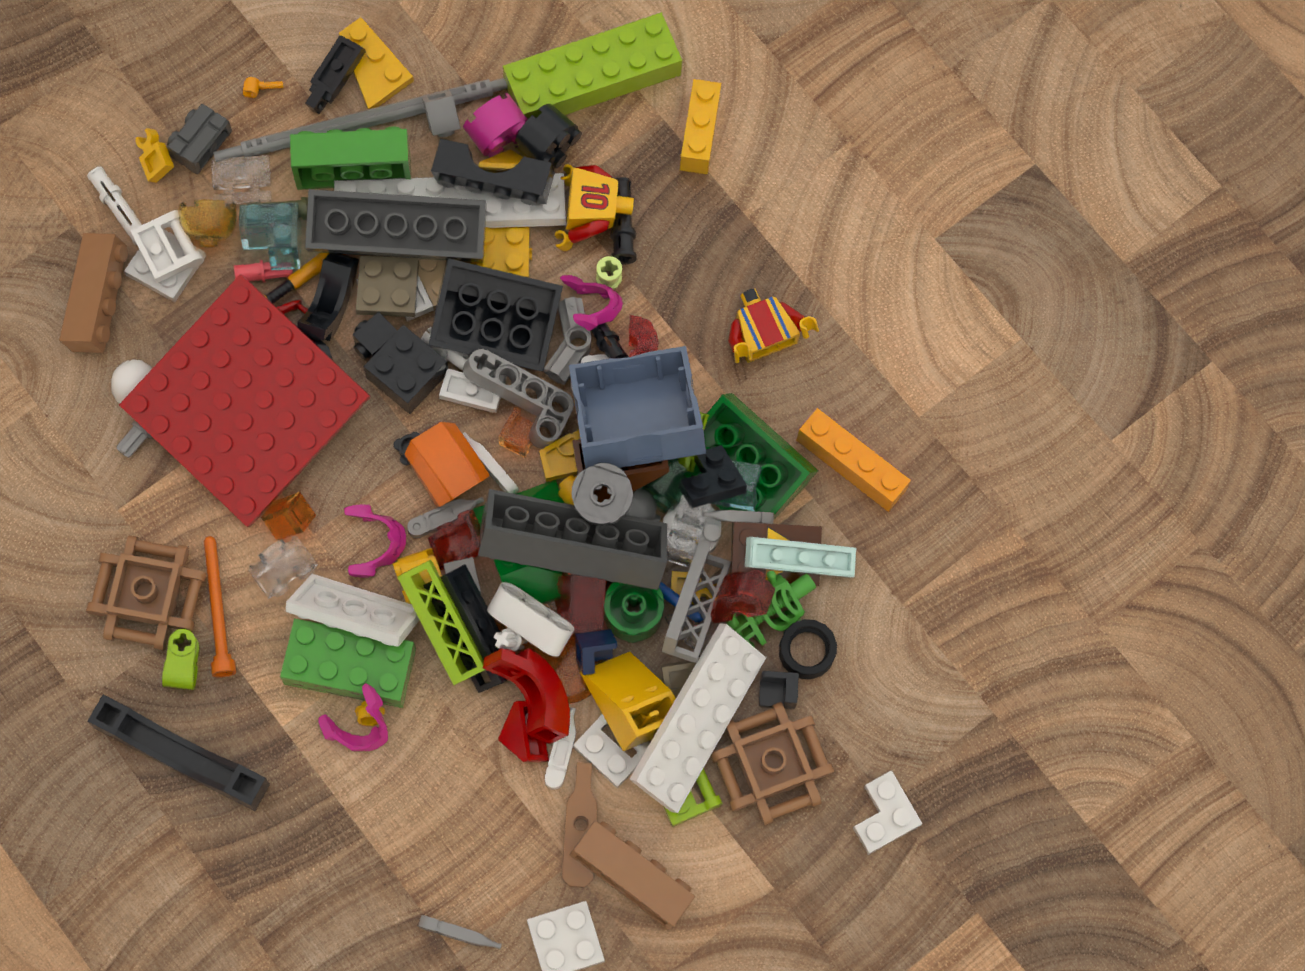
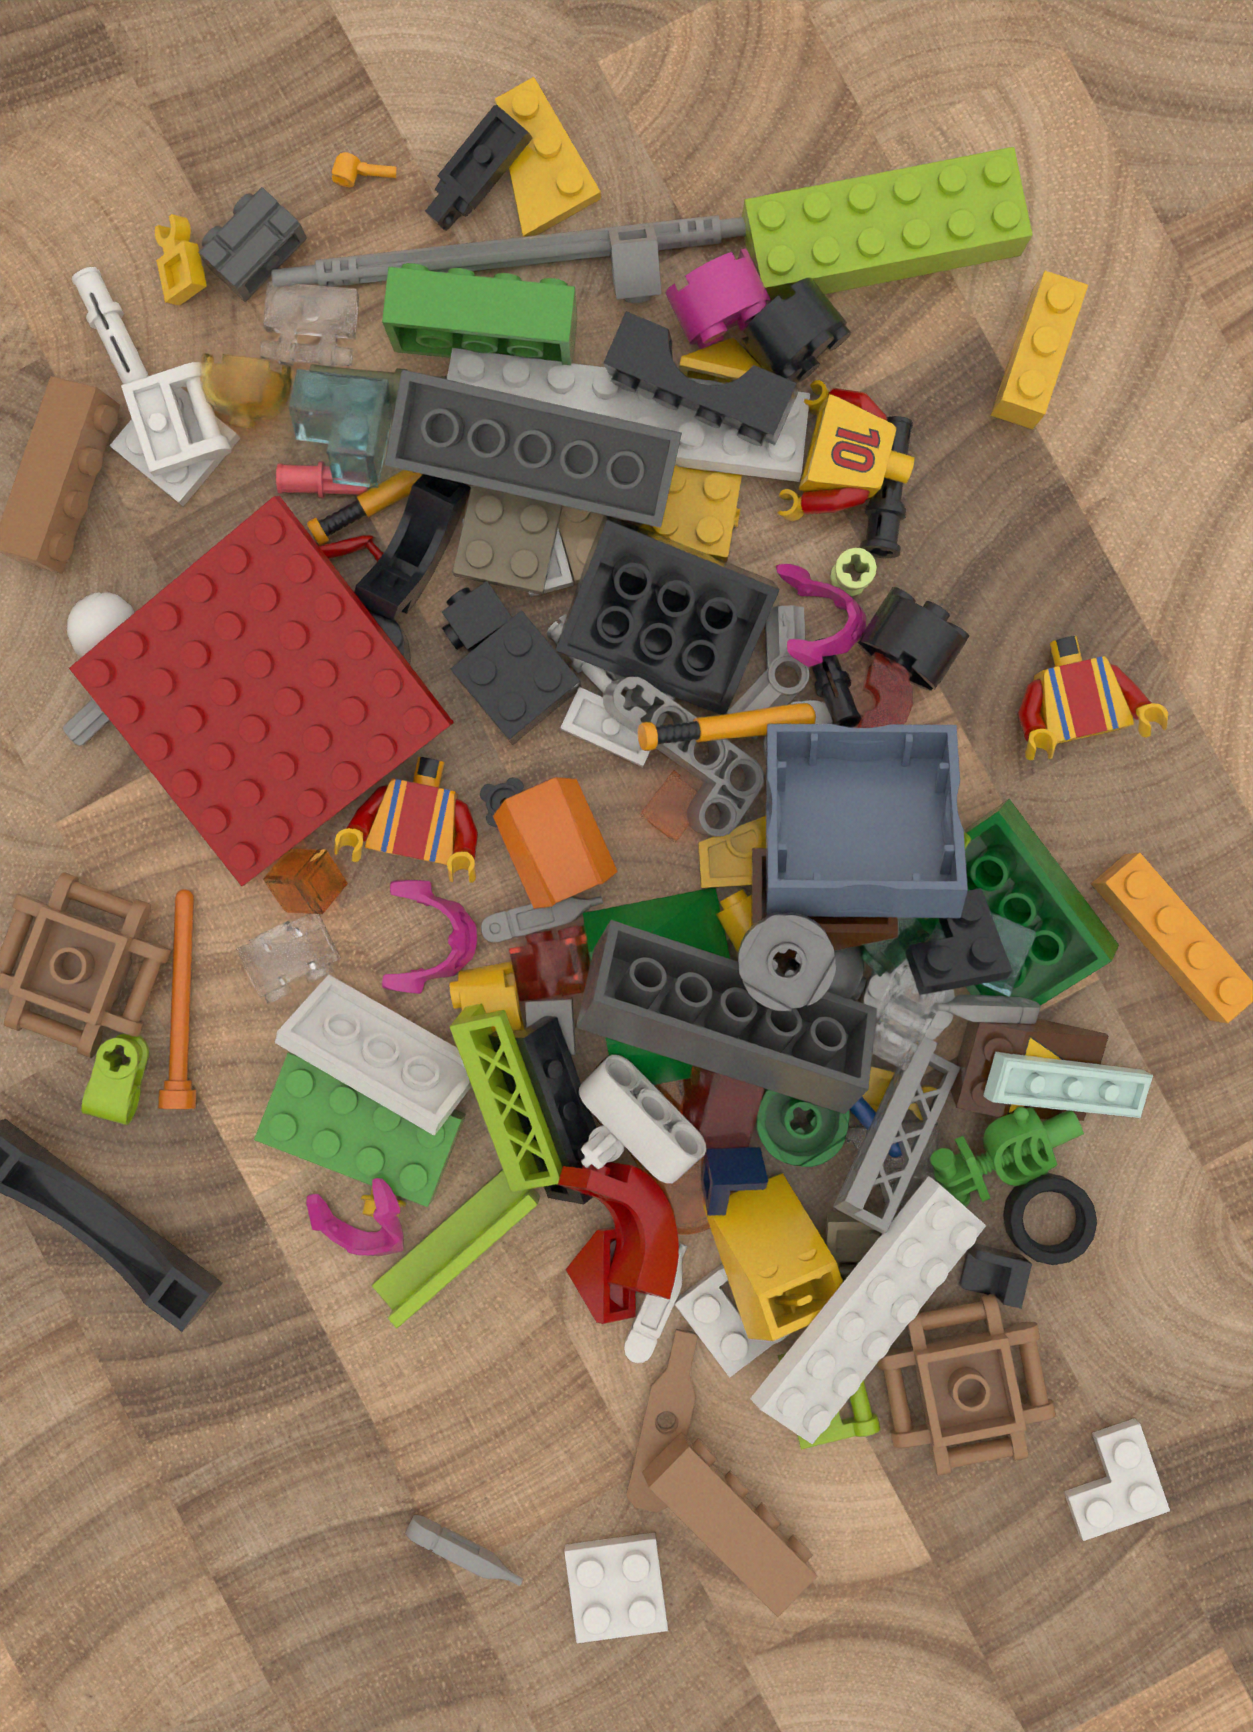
camera: 15 degrees right, 15 degrees up
(355, 467) = (415, 822): none -> torso
(421, 731) = (452, 1246): none -> lime fence
(493, 467) = (622, 851): white piece -> none
(539, 372) = (725, 726): none -> light orange piece
(654, 302) = (914, 638): none -> black brick
(742, 593) = (973, 1143): clear red cylinder -> none

